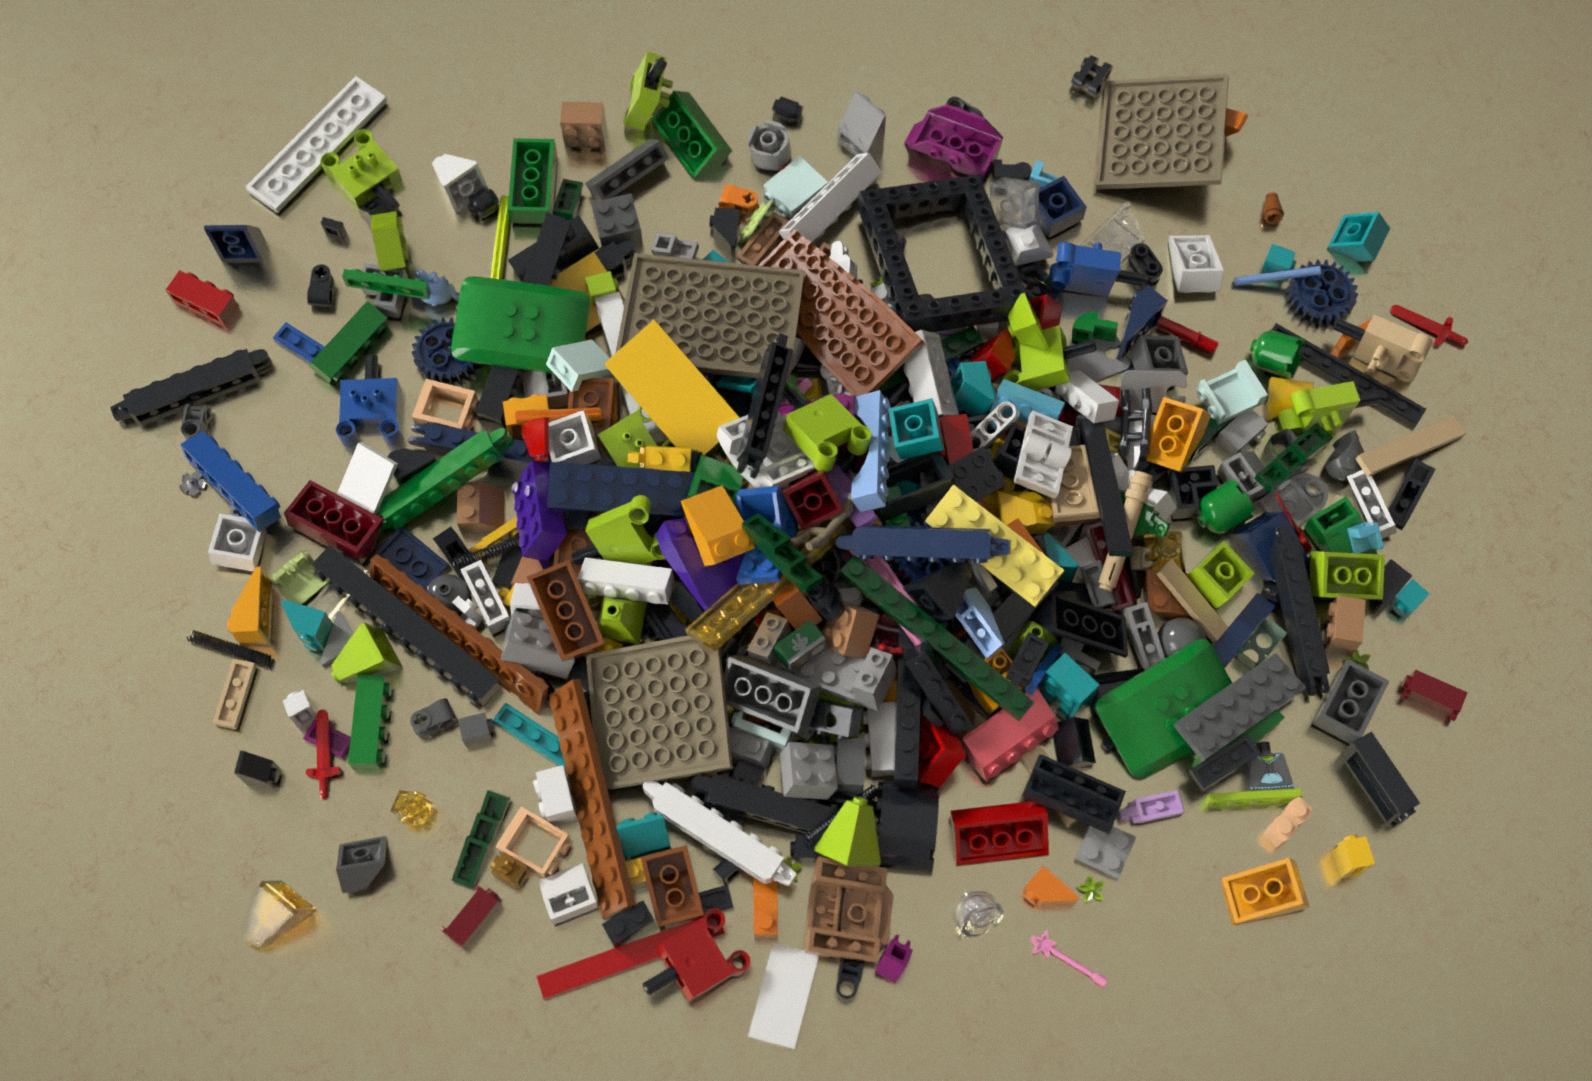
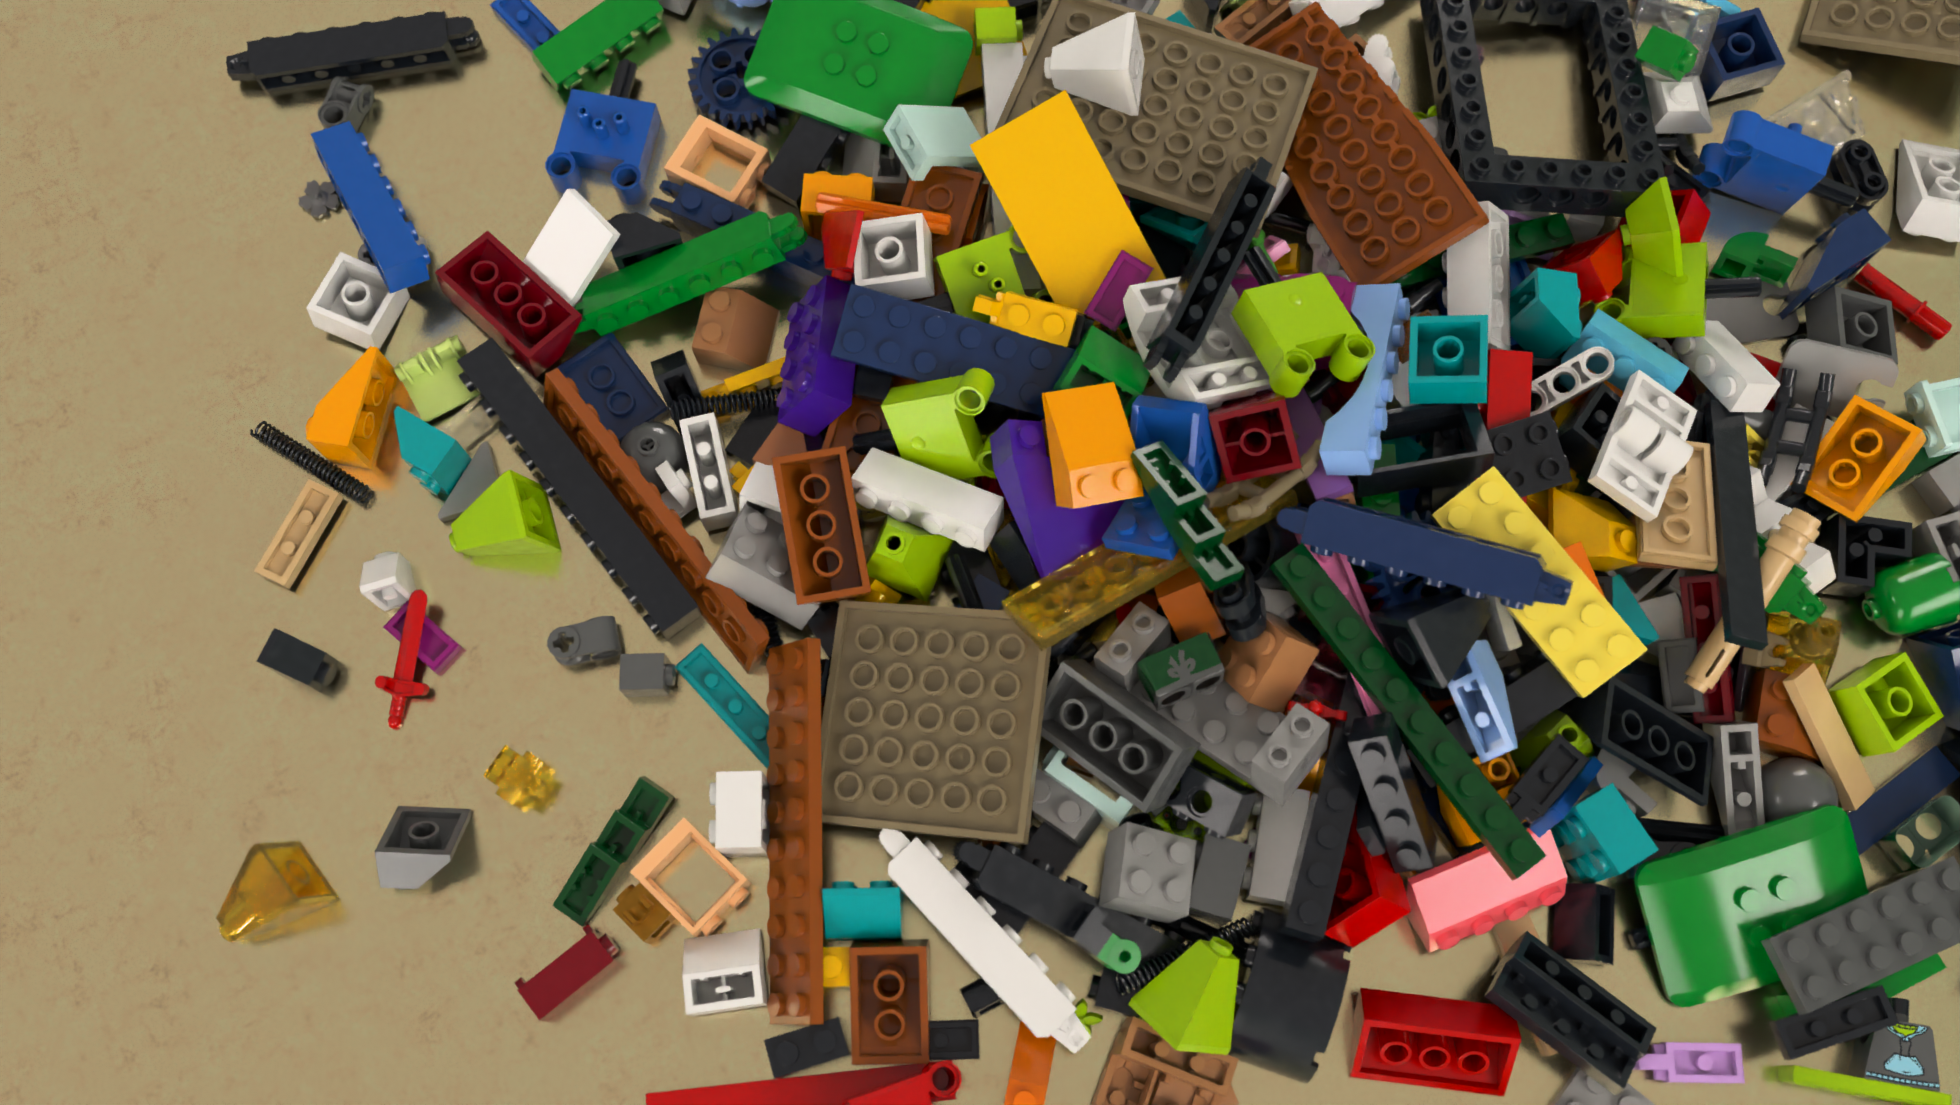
camera: 15 degrees right, 5 degrees up
(369, 722) = (487, 625): green brick -> none
(672, 298) = (1102, 65): none -> white slope
(708, 438) = (1107, 302): none -> magenta tile
(789, 816) = (1102, 944): none -> leg
(1012, 217) = (1667, 53): none -> green brick

